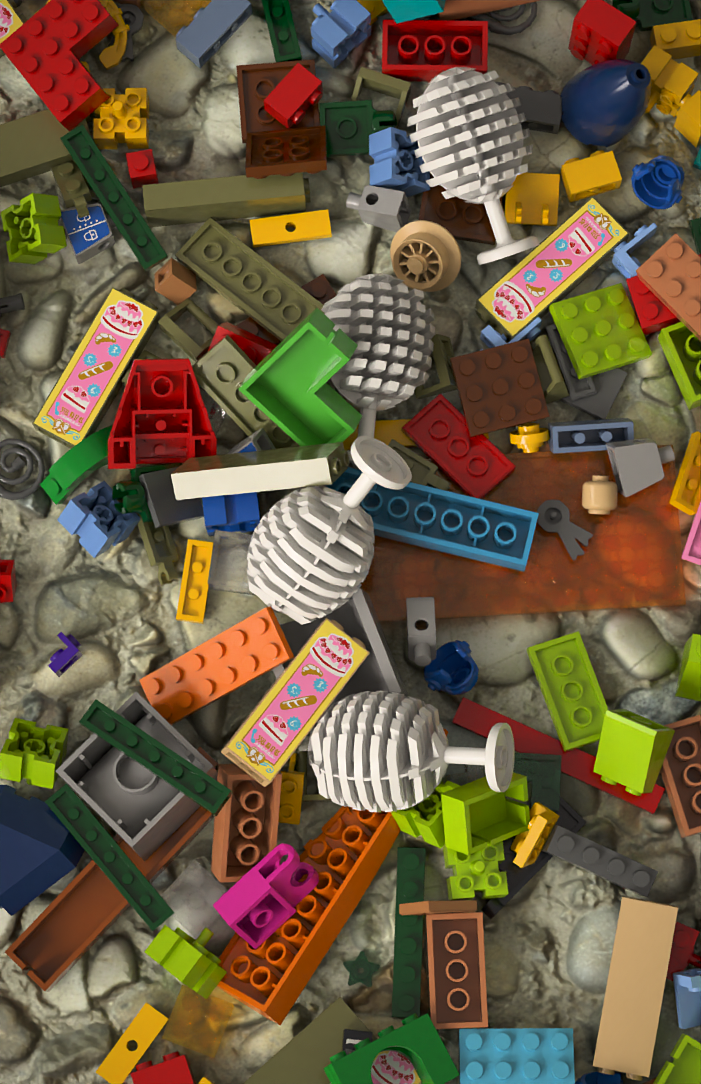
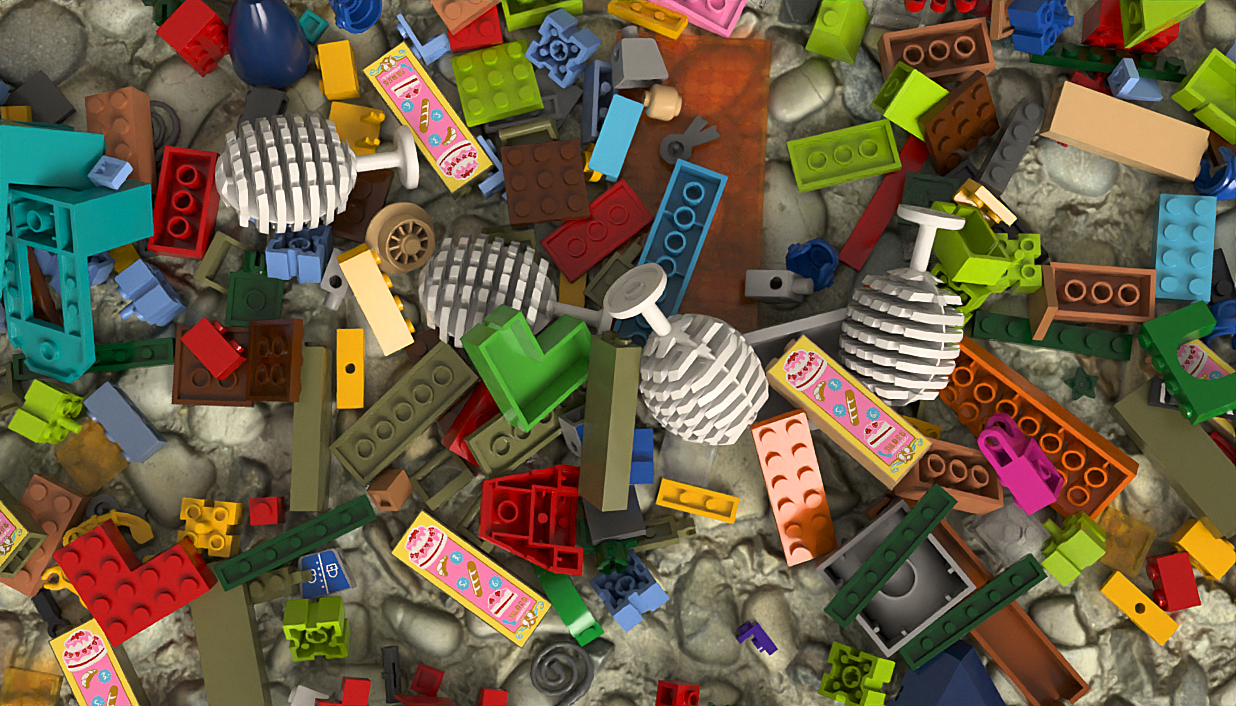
camera: 90 degrees left, 5 degrees up
(359, 238) = (375, 298): none -> yellow brick
(555, 452) = (615, 137): none -> medium azure panel
(618, 804) = (959, 123): none -> reddish brown plate
(635, 144) = (313, 25): none -> teal tile
(643, 389) = (562, 48): none -> medium blue brick

